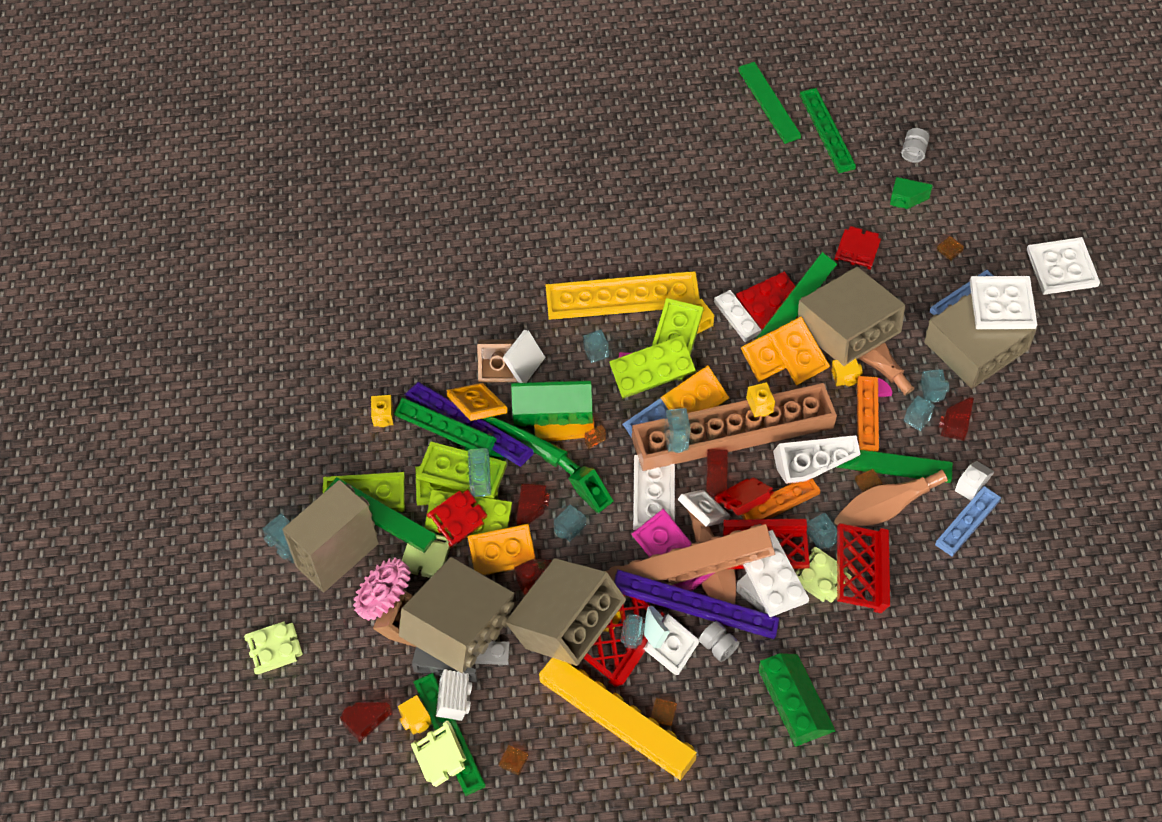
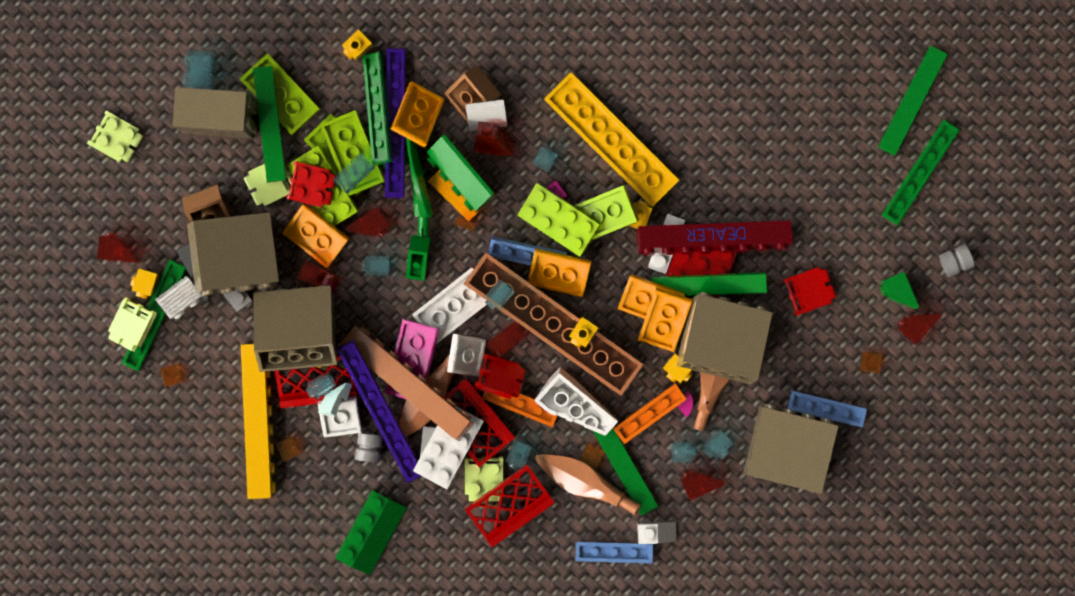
camera: 45 degrees right, 30 degrees up
(382, 589) = (197, 186): bright pink gear -> none
(545, 369) = (493, 140): none -> clear red slope
(760, 275) = (714, 237): none -> dark red brick
(946, 200) = (916, 326): none -> clear red slope
(1003, 302) = (822, 453): white plate -> none
(1063, 266) = (921, 465): white plate -> none

